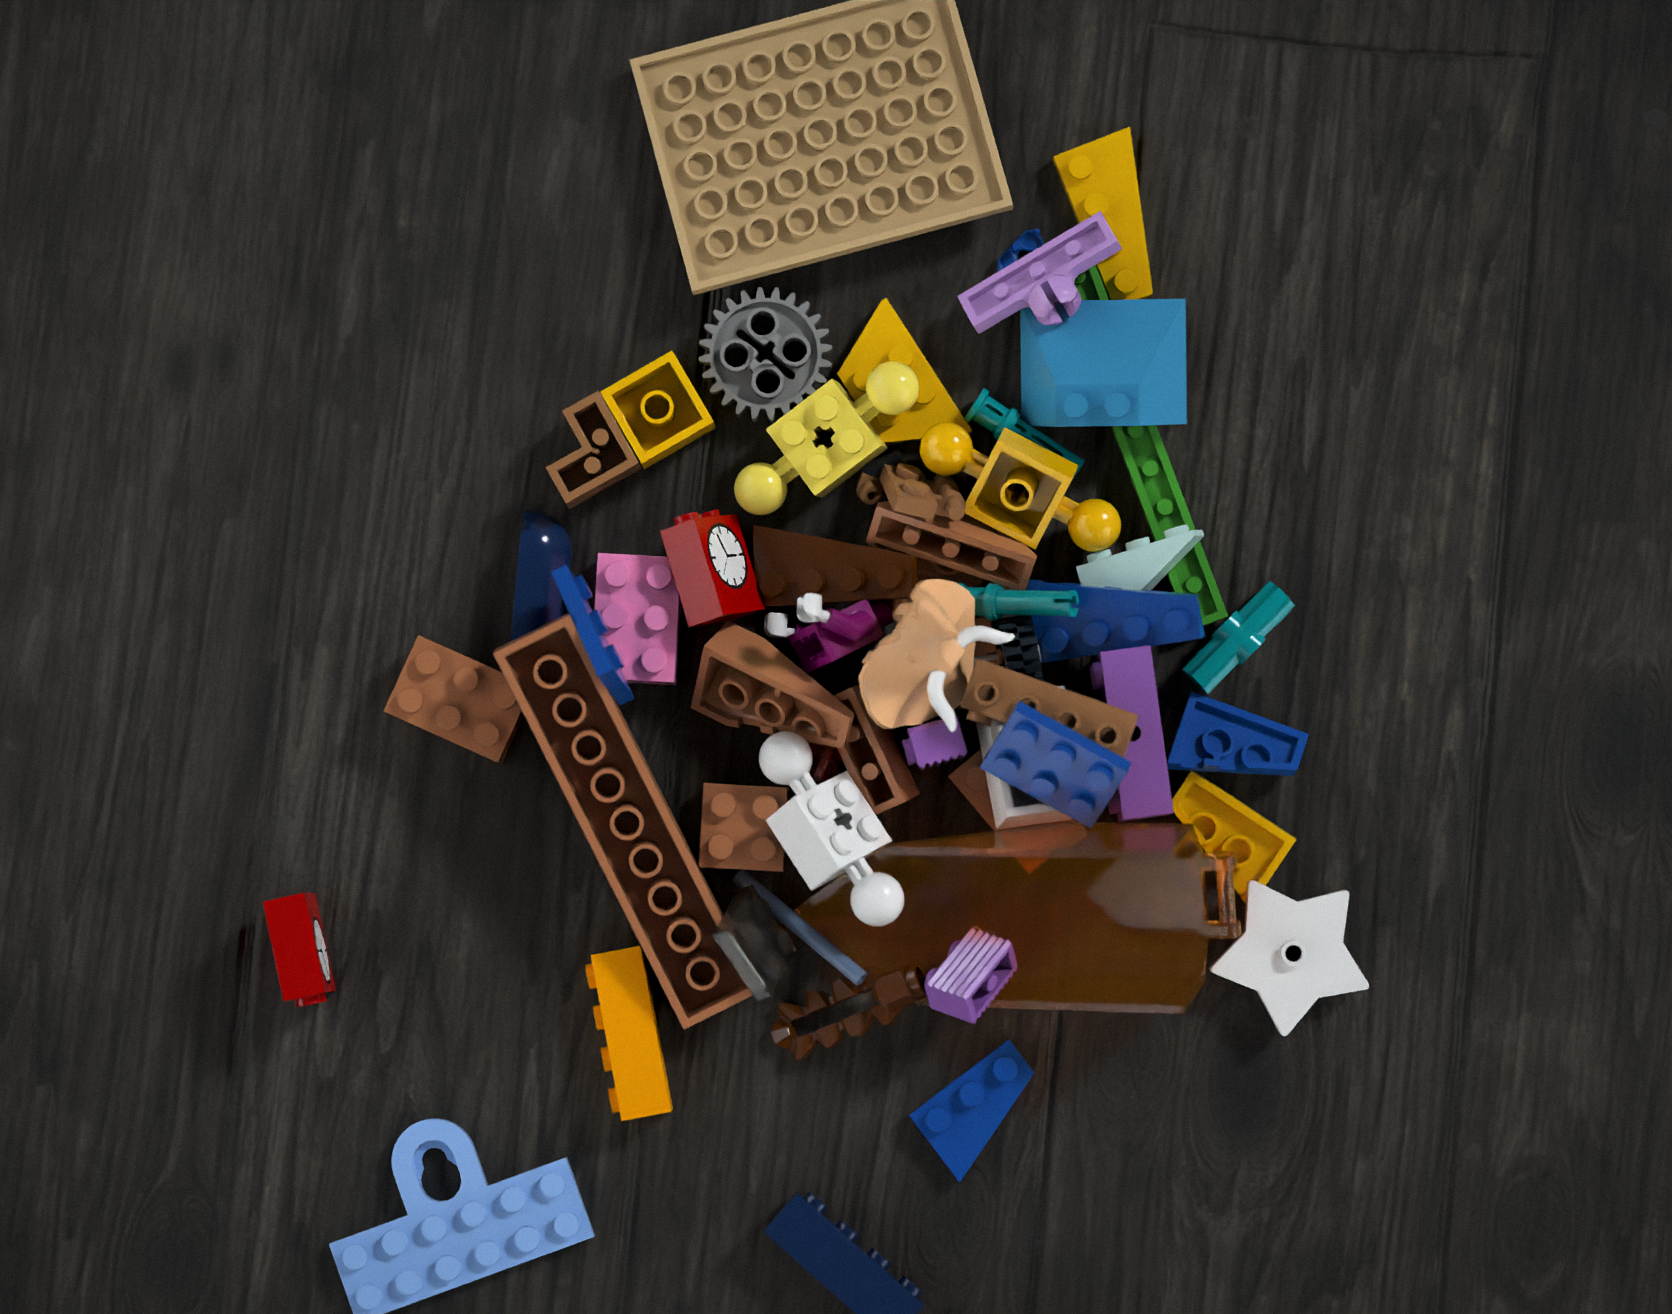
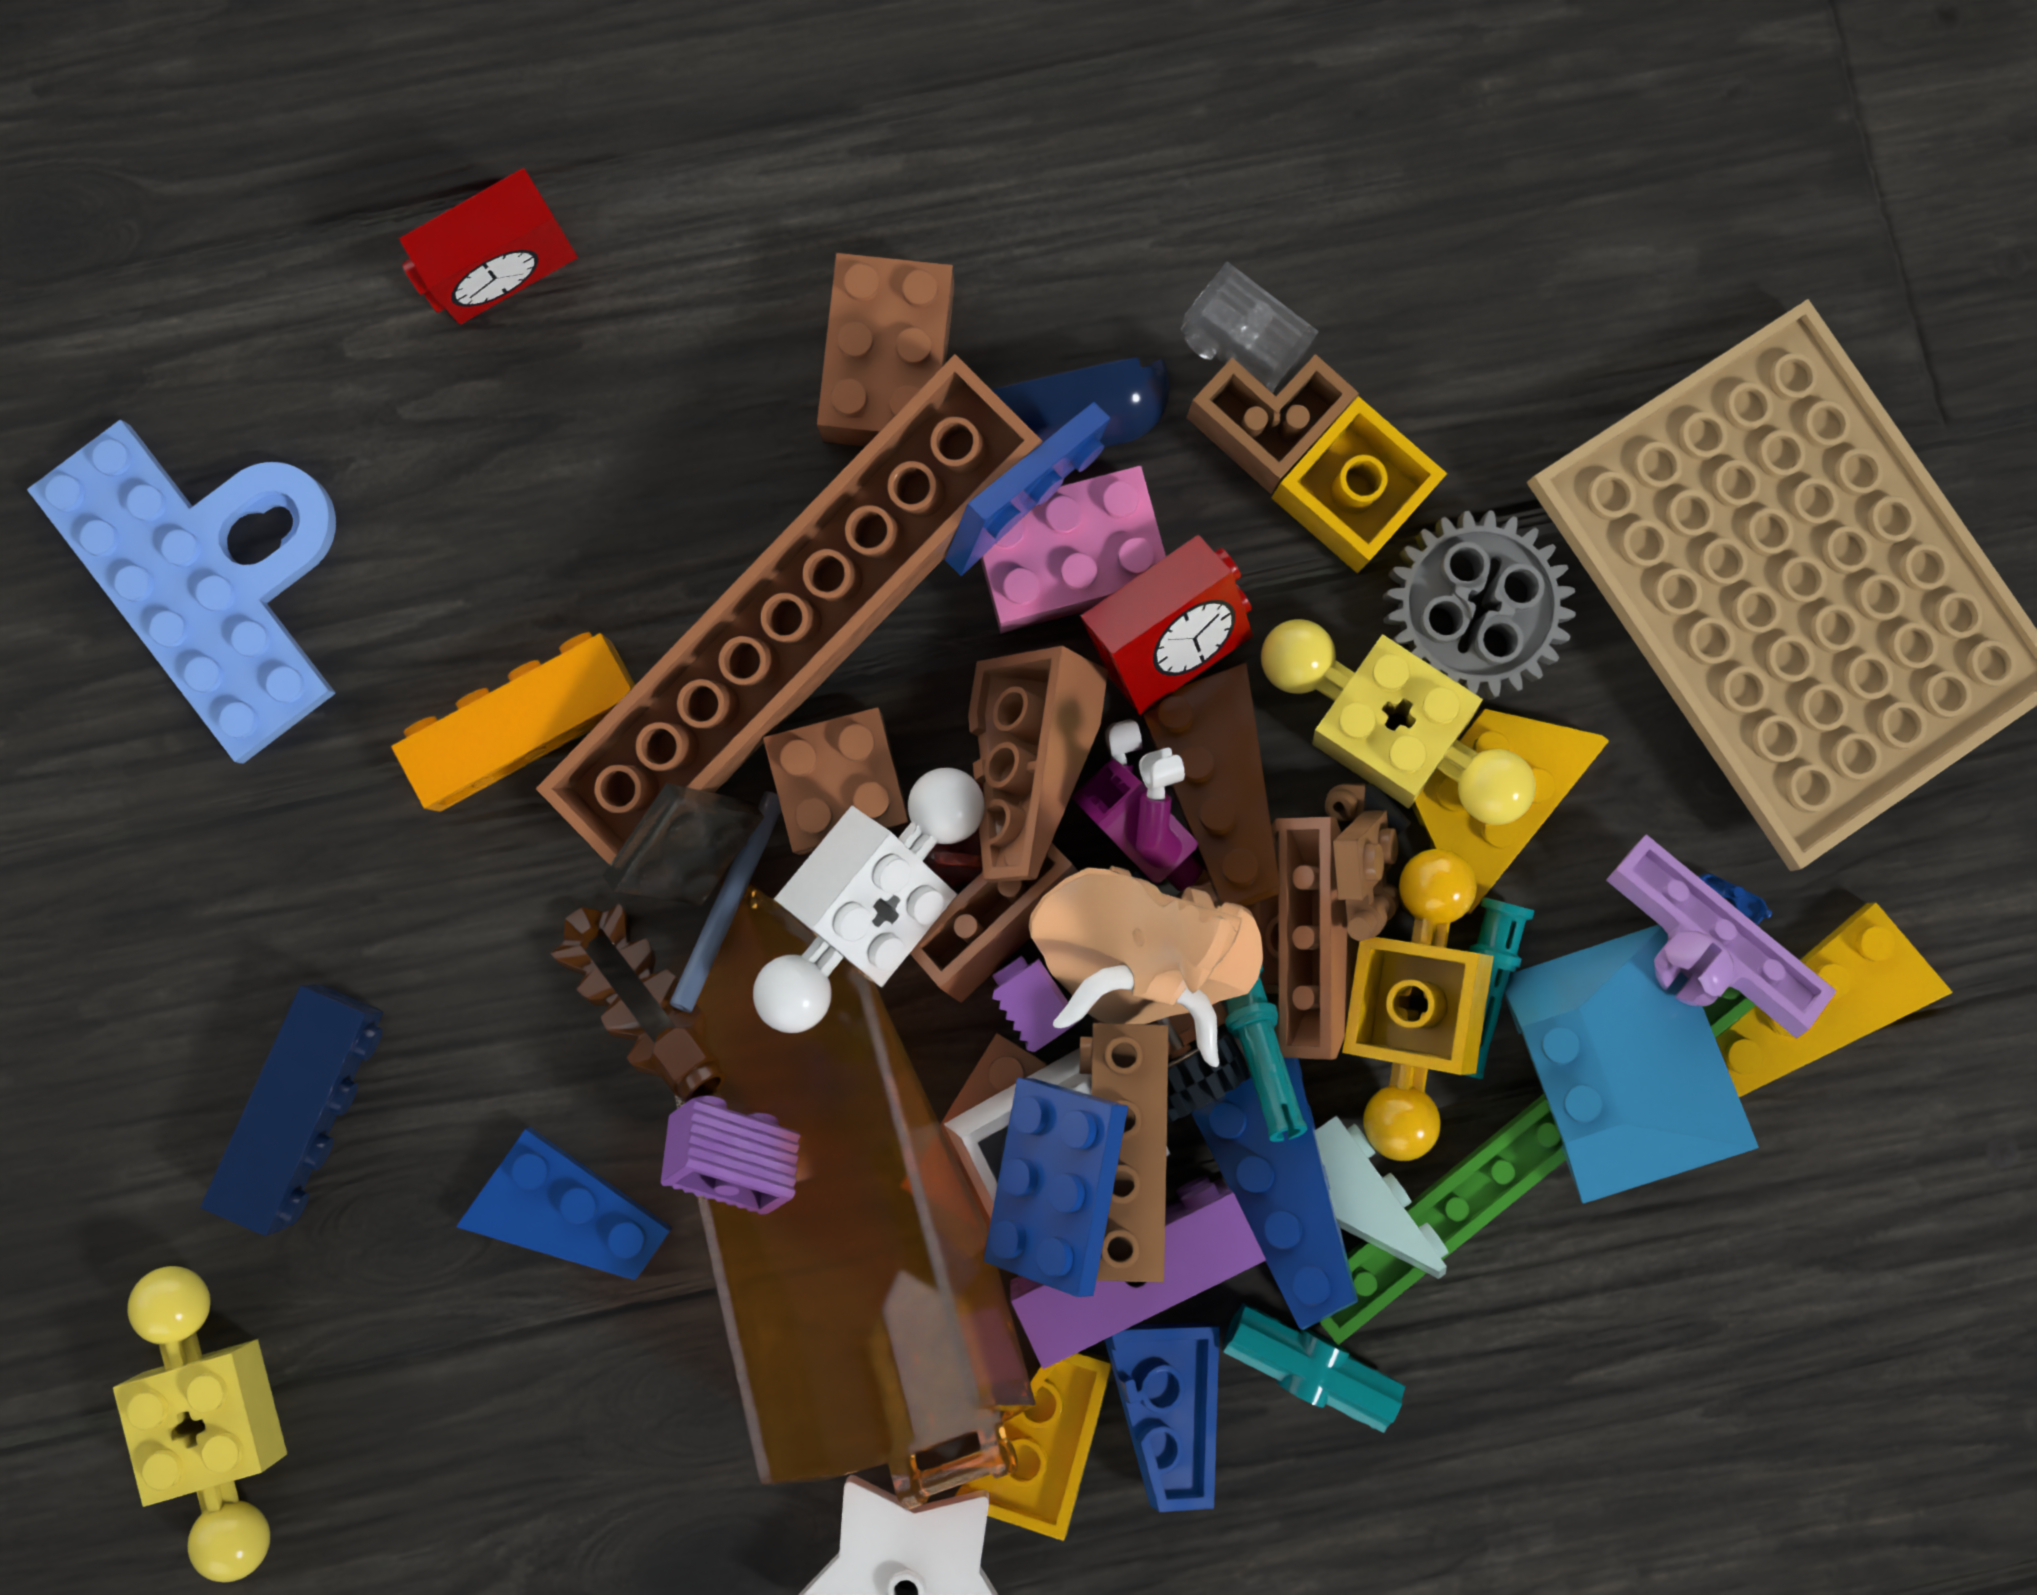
camera: 60 degrees right, 0 degrees up
(525, 448) = (1248, 324): none -> clear brick

